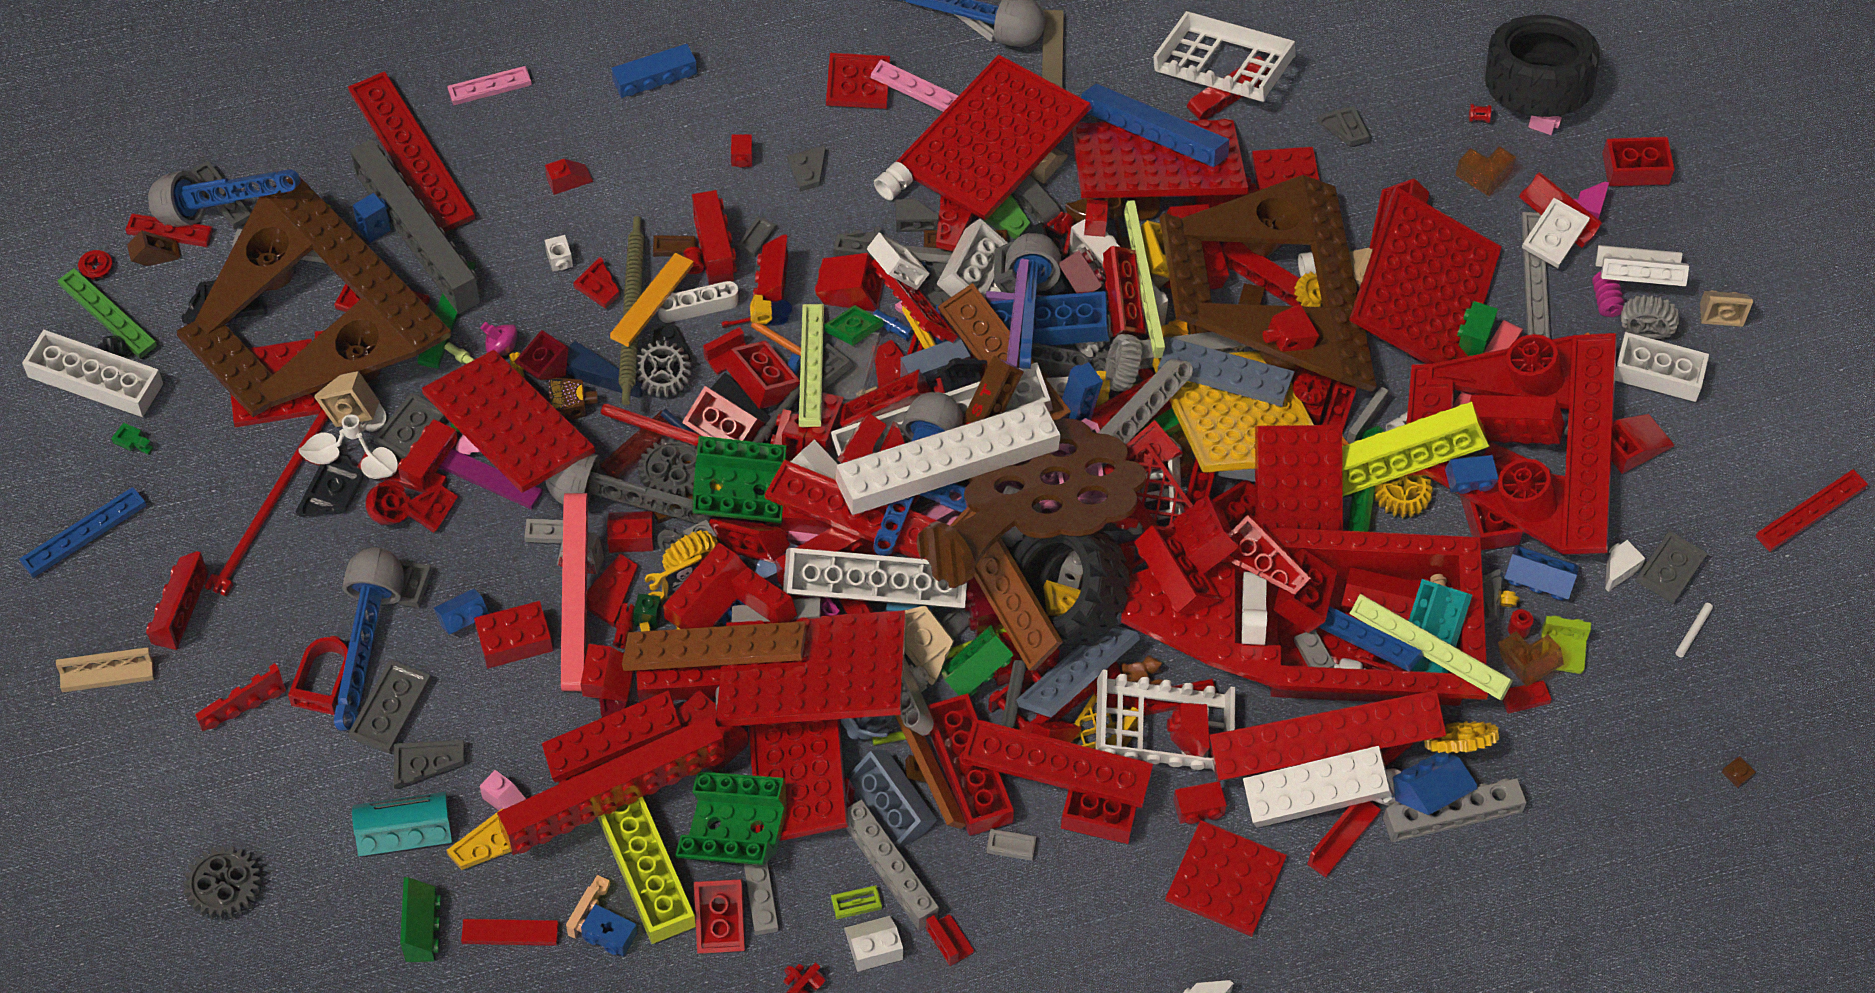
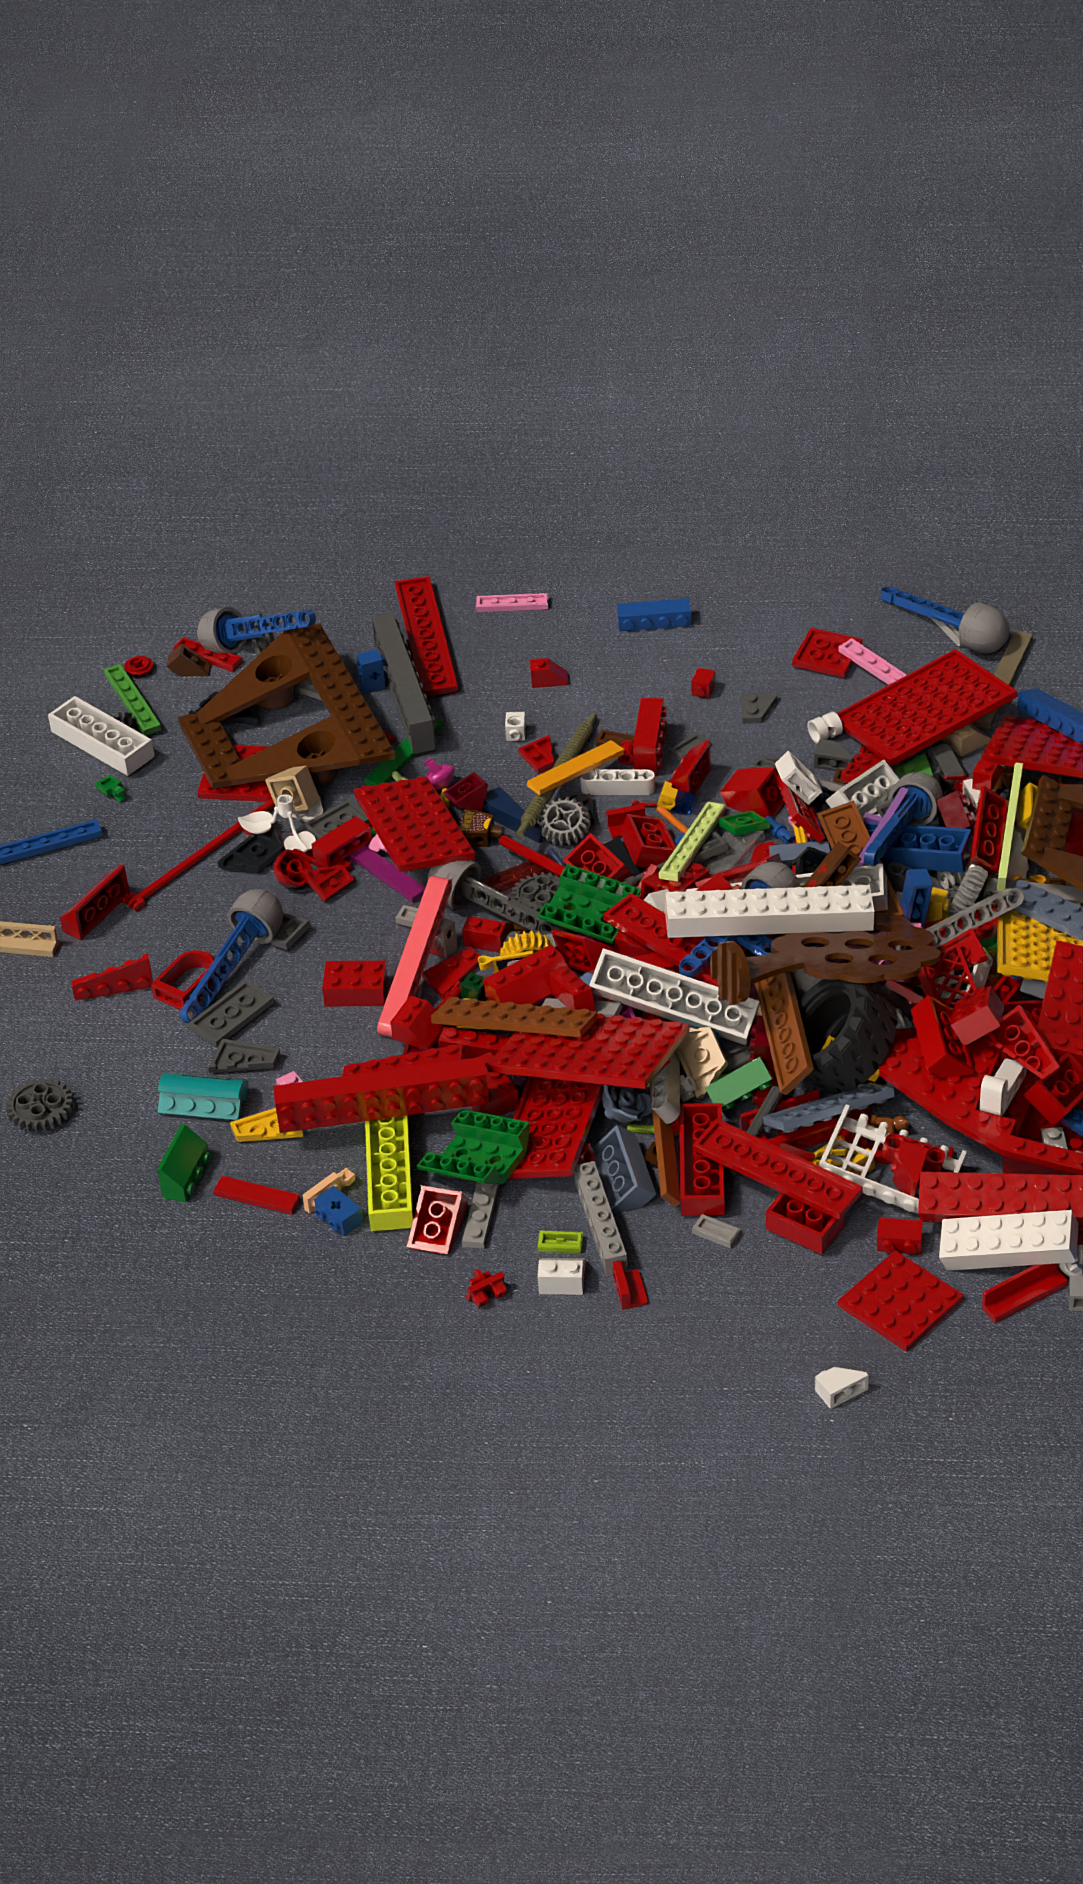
camera: 25 degrees right, 15 degrees down
(460, 611) = (316, 957): blue piece -> none
(1173, 698) = (934, 1153): none -> red beam

